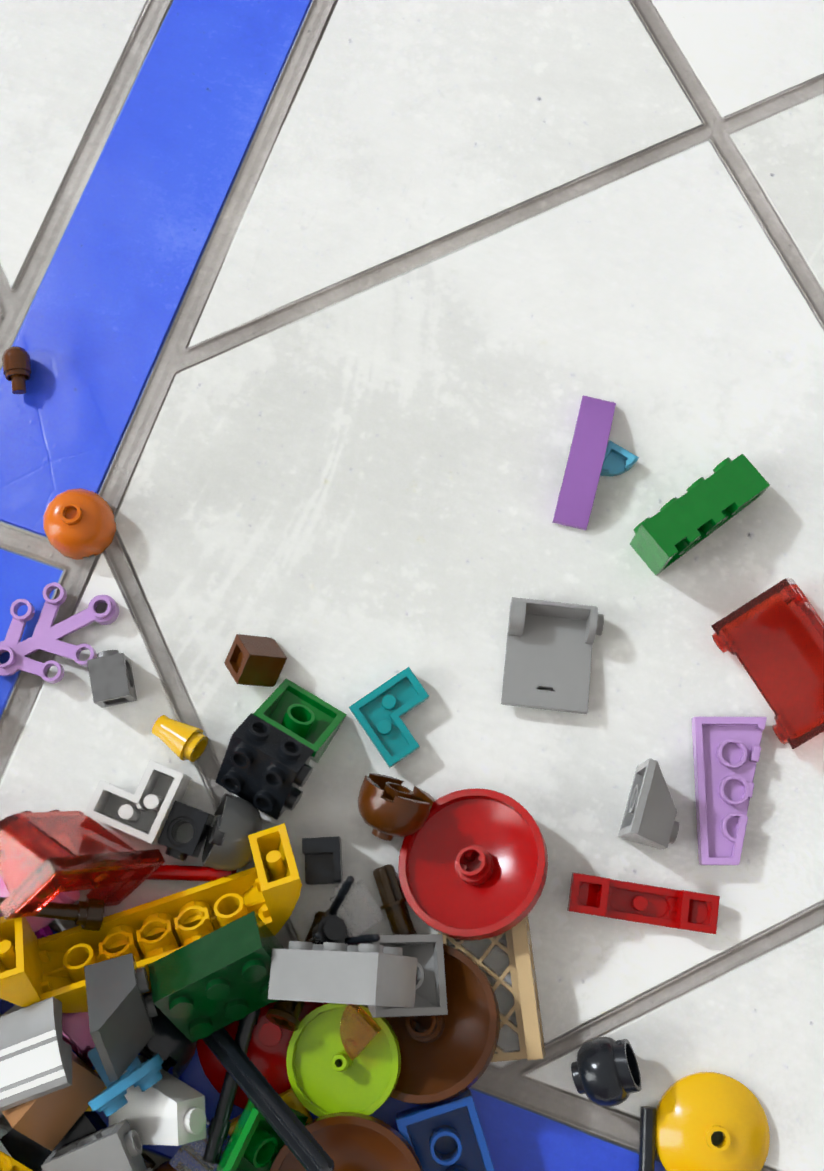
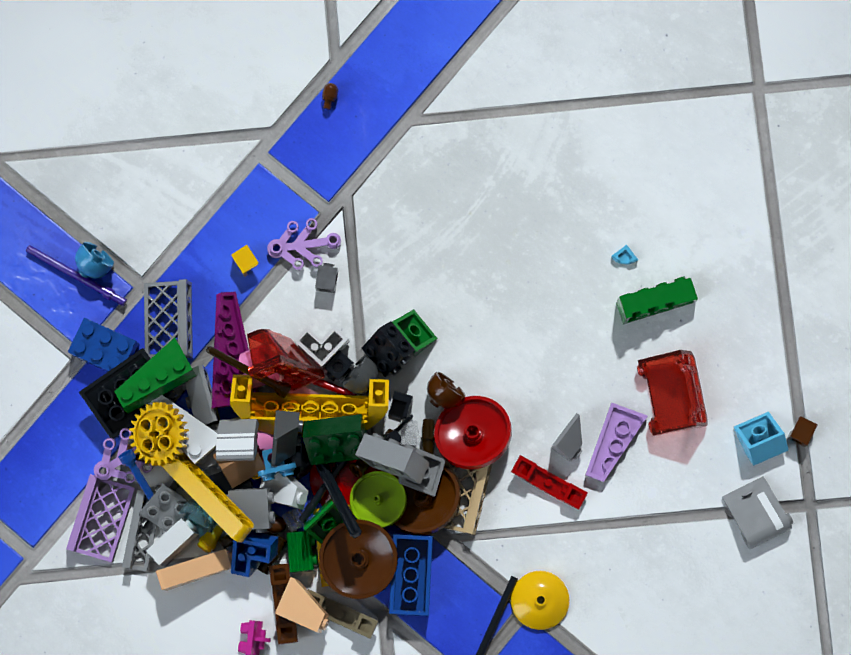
camera: 25 degrees right, 5 degrees up
(79, 523) = (335, 191): orange cylinder -> none
(181, 738) = (352, 321): yellow cone -> none
(255, 660) = (401, 295): reddish brown panel -> none
(357, 1030) = (389, 487): clear orange tile -> none
(381, 713) = (455, 344): teal plate -> none
(549, 650) = (551, 343): light grey door -> none
(584, 463) = (609, 251): medium lavender slope -> none
(606, 1071) = (500, 551): black piece -> none

